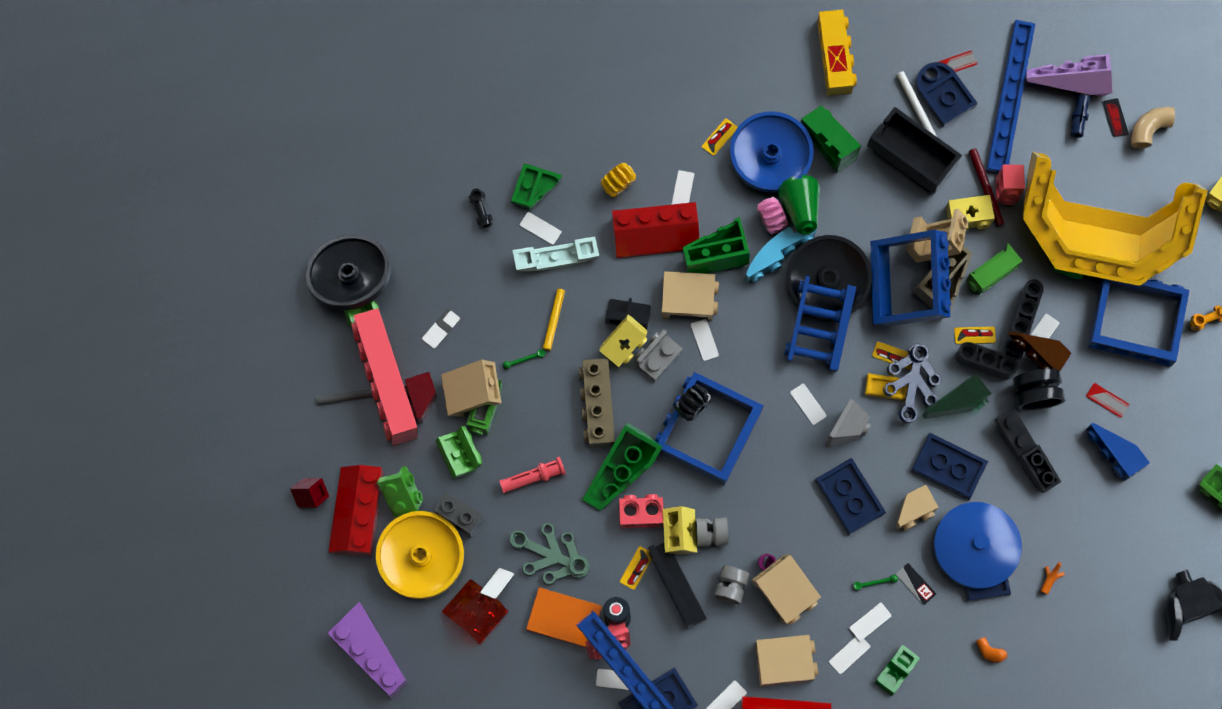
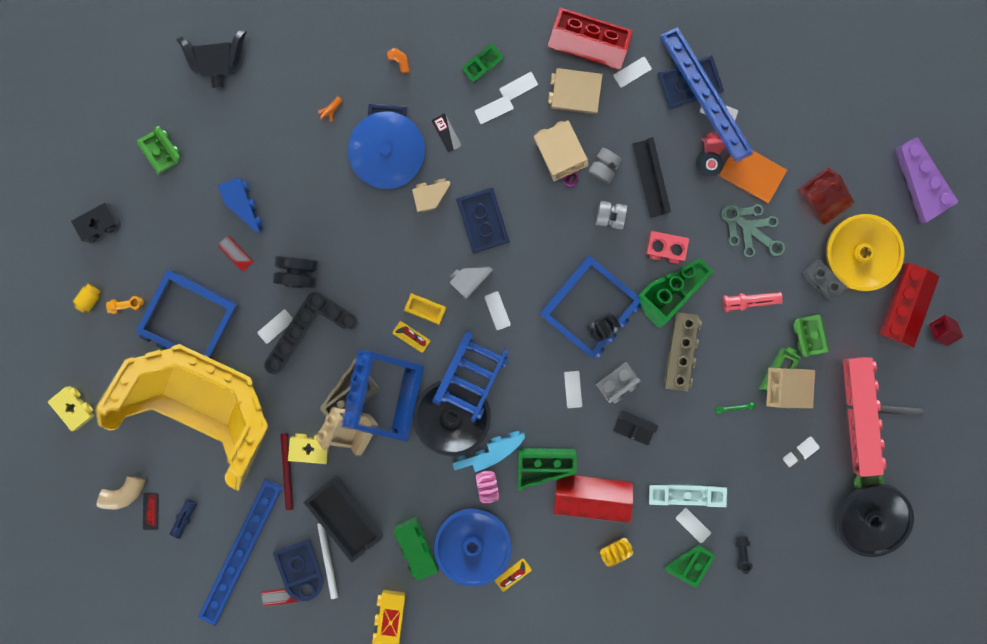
camera: 165 degrees left, 15 degrees up
(400, 492) = (869, 310): bright green bracket -> none
(422, 394) = (832, 394): dark red slope -> none
(497, 583) = (804, 213): white sticker -> none
(553, 319) = (701, 437): yellow bar -> none
(627, 329) = (647, 401): light yellow brick -> none
(636, 568) = (681, 201): sticker -> none
(679, 530) = (639, 221): light yellow brick -> none
(683, 187) = (558, 532): white sticker -> none
(689, 294) = (578, 430): tan panel -> none
(801, 202) = (459, 490): green cone -> none
(857, 585) = (496, 142): green hinge -> none
(913, 380) = (401, 308): plant -> none
(949, 466) = (390, 226): dark blue tile -> none
(962, 399) = (361, 282): clear green slope -> none
(975, 335) = (334, 338): yellow sticker -> none
(994, 270) = (302, 391): bright green window -> none
(1010, 184) = (266, 466): coral brick -> none
(1026, 452) = (320, 222): black slope -> none
(1044, 351) = (282, 308): reddish brown slope -> none
(1089, 76) = (169, 555): lavender wedge -> none

